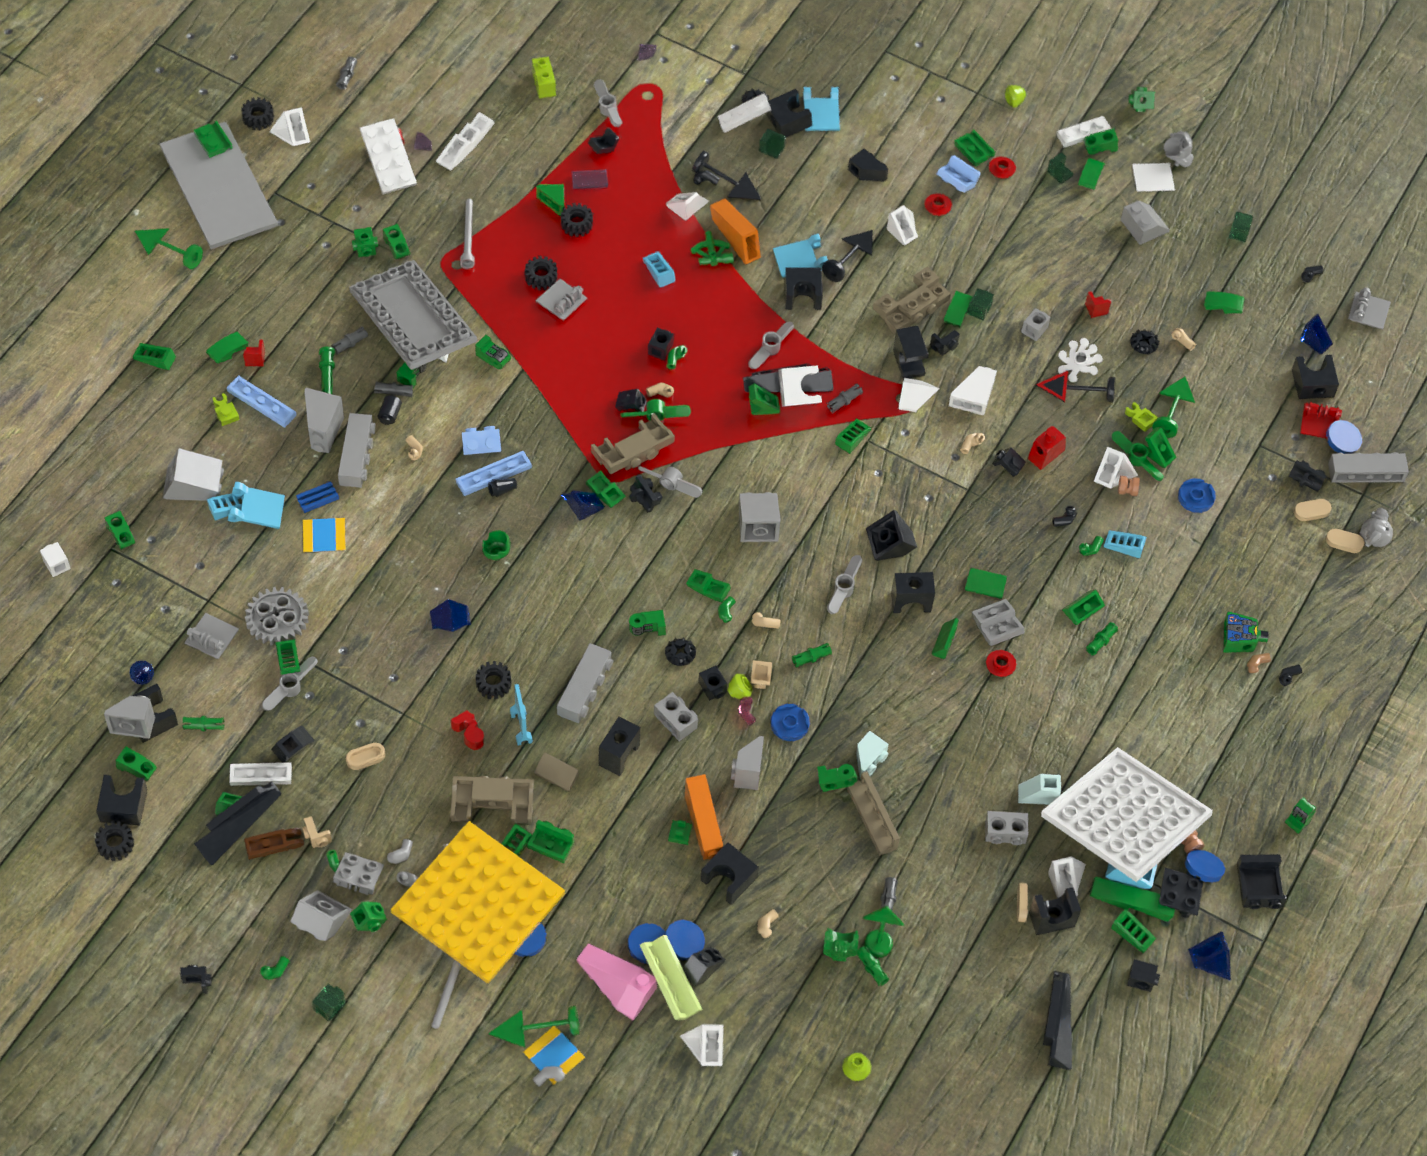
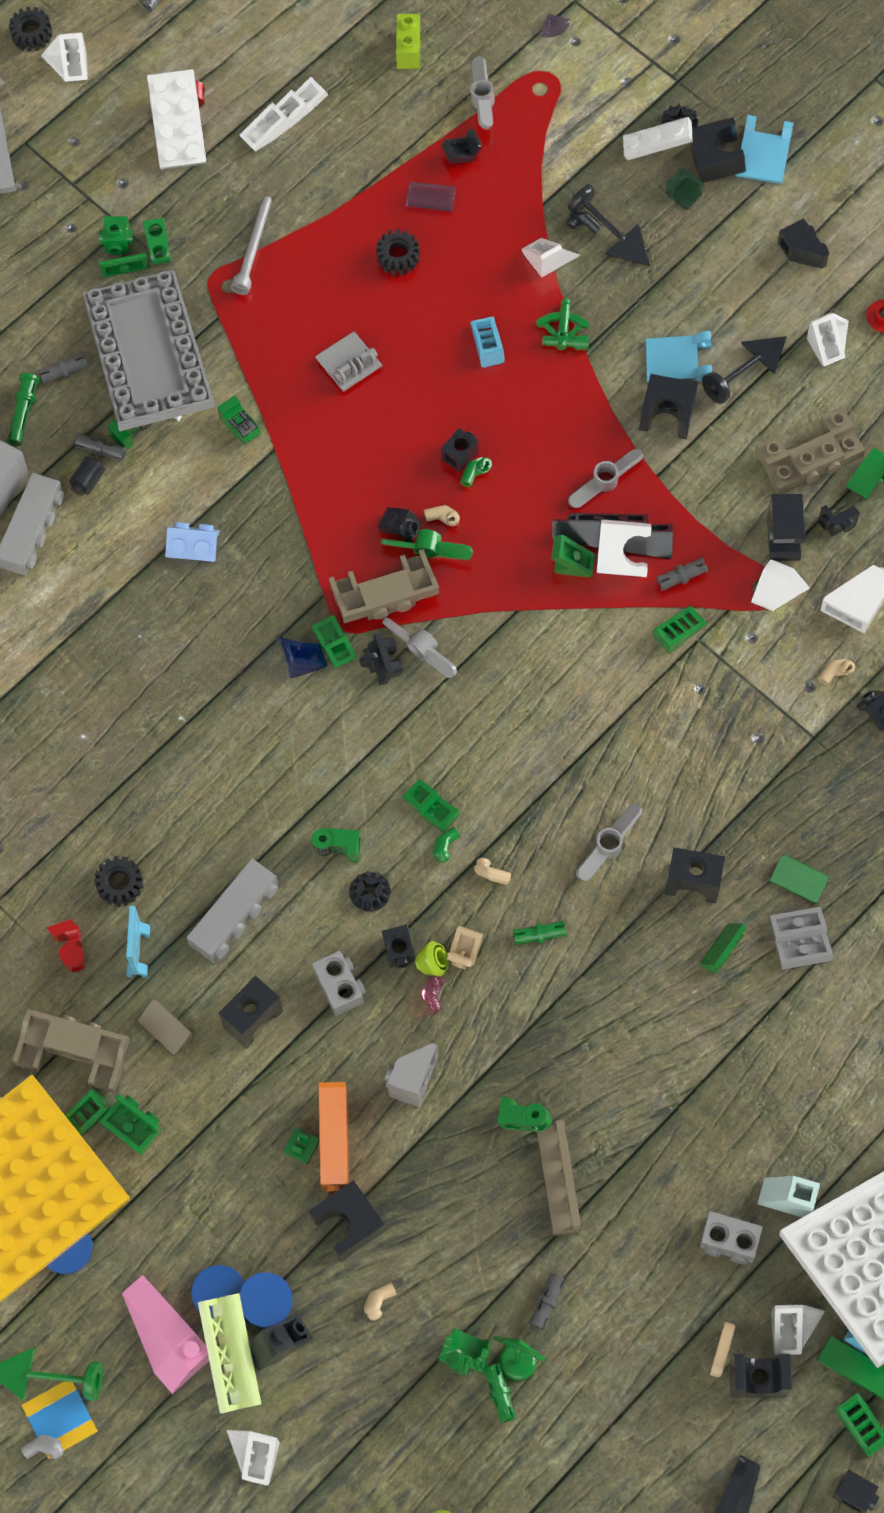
camera: 20 degrees right, 10 degrees up
(375, 262) = (124, 265): none -> green slope
(416, 448) = (108, 535): tan arm -> none
(422, 142) = (229, 105): clear purple tile -> none
(450, 616) = (88, 781): clear blue slope -> none
(497, 545) = (171, 694): green hair -> none
(498, 470) = (197, 589): light blue tile -> none
(501, 486) = (199, 611): black cone -> none
(540, 281) = (331, 307): black tyre -> none
(552, 196) = (375, 213): green slope -> none
(737, 230) = (602, 306): orange slope -> none
(759, 517) = (521, 722): light grey slope -> none
(790, 722) = (486, 1022): blue tile -> none
(870, 752) = (577, 1090): light aqua slope -> none
(890, 537) = (689, 787): black slope -> none
(998, 670) = (786, 1009): red piece -> none

